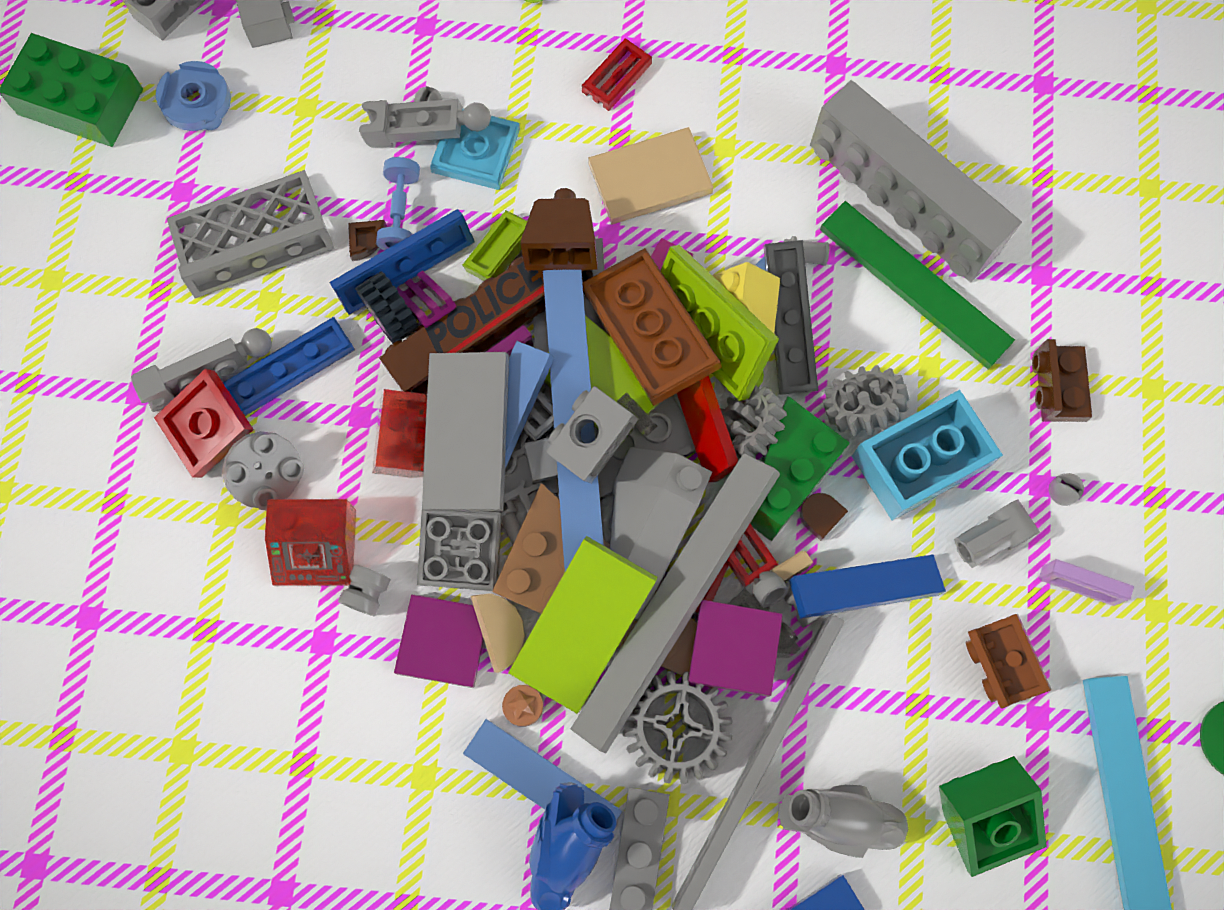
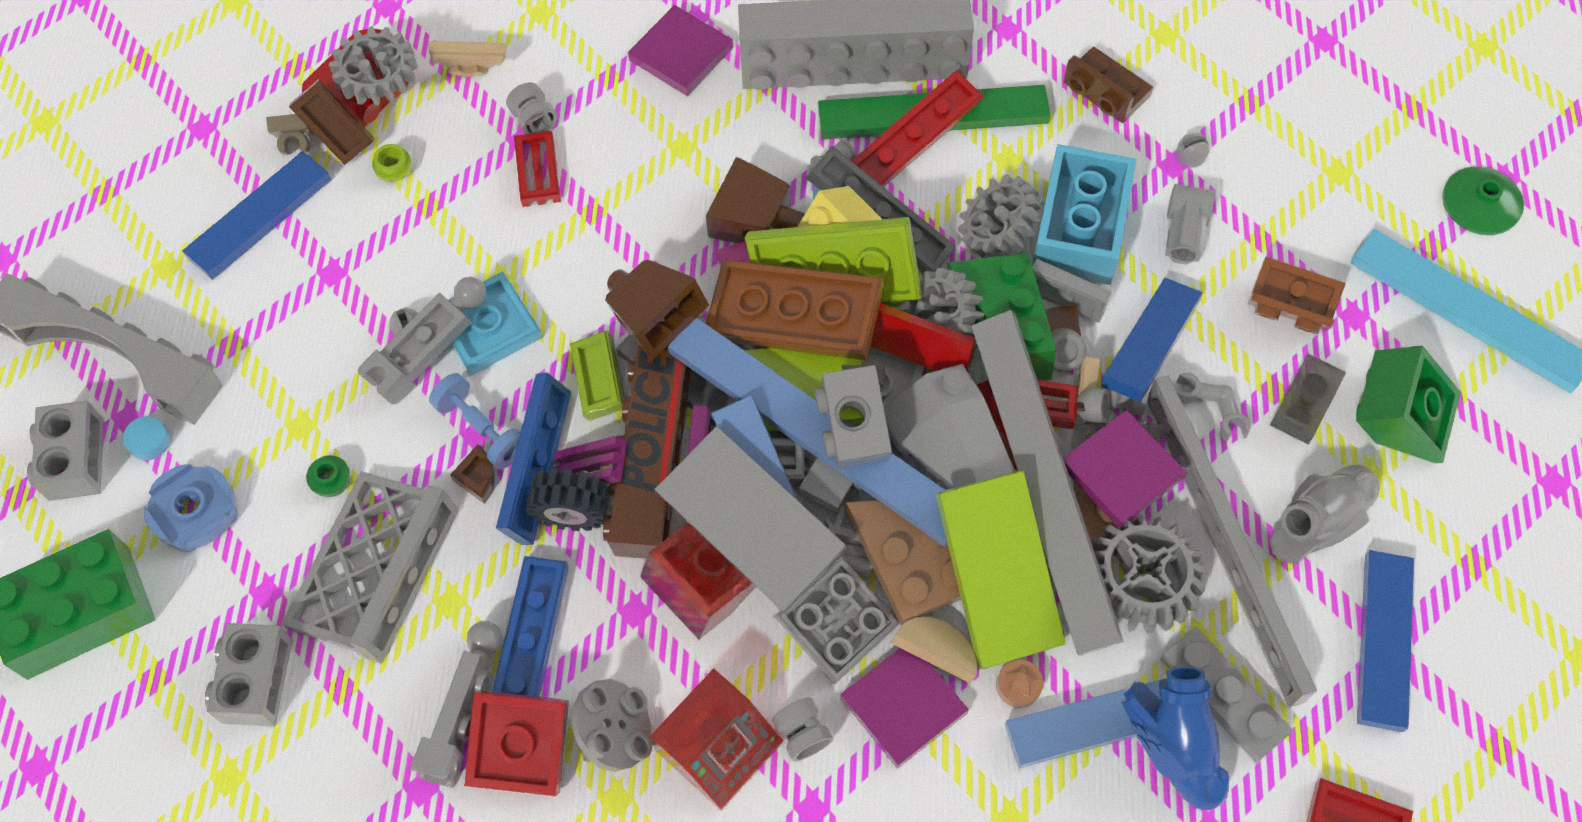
camera: 45 degrees left, 10 degrees down
(121, 237) = (262, 674): none -> light grey brick
(216, 30) = (146, 438): none -> medium azure tile
(287, 162) = (336, 483): none -> green plate
(650, 175) = (651, 214): tan tile -> none
(655, 25) = (531, 109): none -> light grey wheel
(714, 229) = (750, 202): none -> reddish brown torso
(797, 77) = (680, 50): none -> magenta tile
(804, 531) = (1069, 349): none -> light grey tile
(853, 495) = (1069, 290): none -> light grey tile
(874, 674) = (1218, 393): none -> light grey arm
(882, 285) = (919, 128): none -> red tile
(929, 736) = (1308, 398): none -> clear smoke plate
(1086, 582) = (1279, 195): lavender tile -> none

